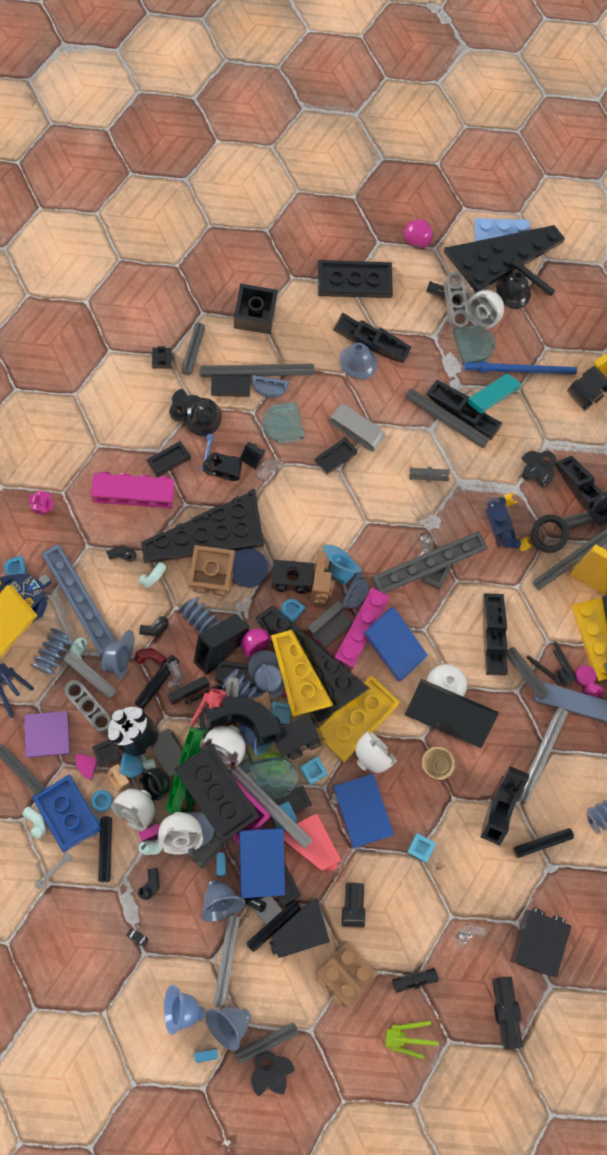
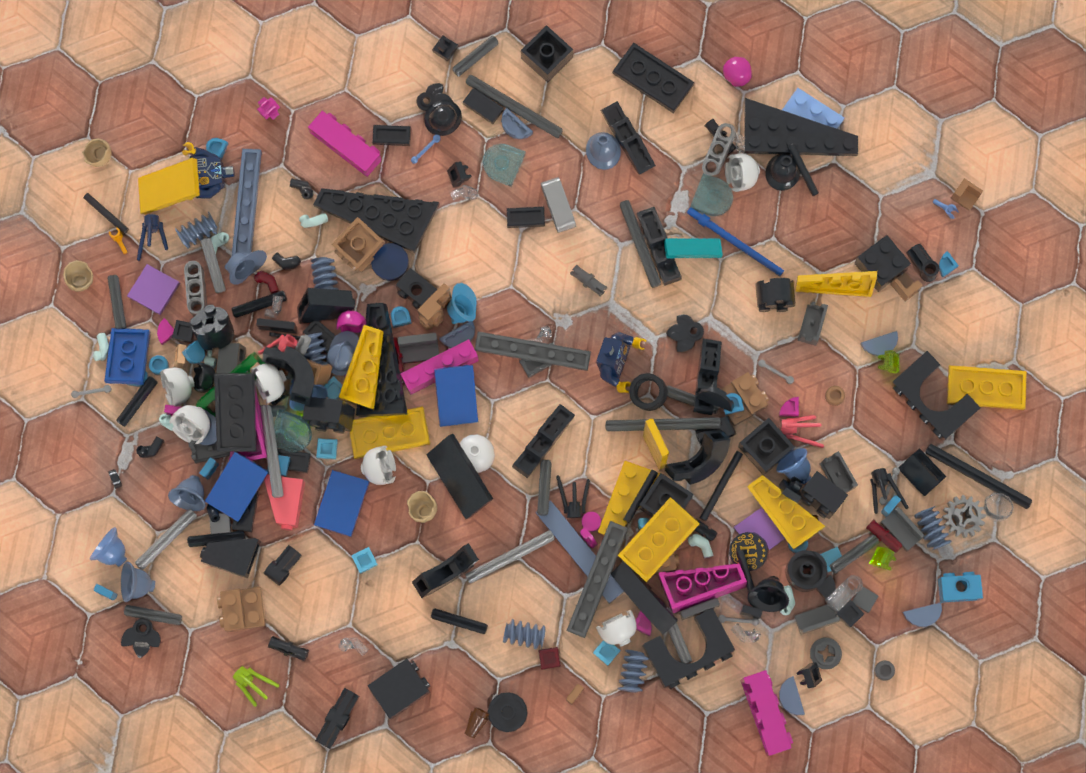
camera: 50 degrees right, 5 degrees up
(223, 466) = (430, 171): black piece -> none

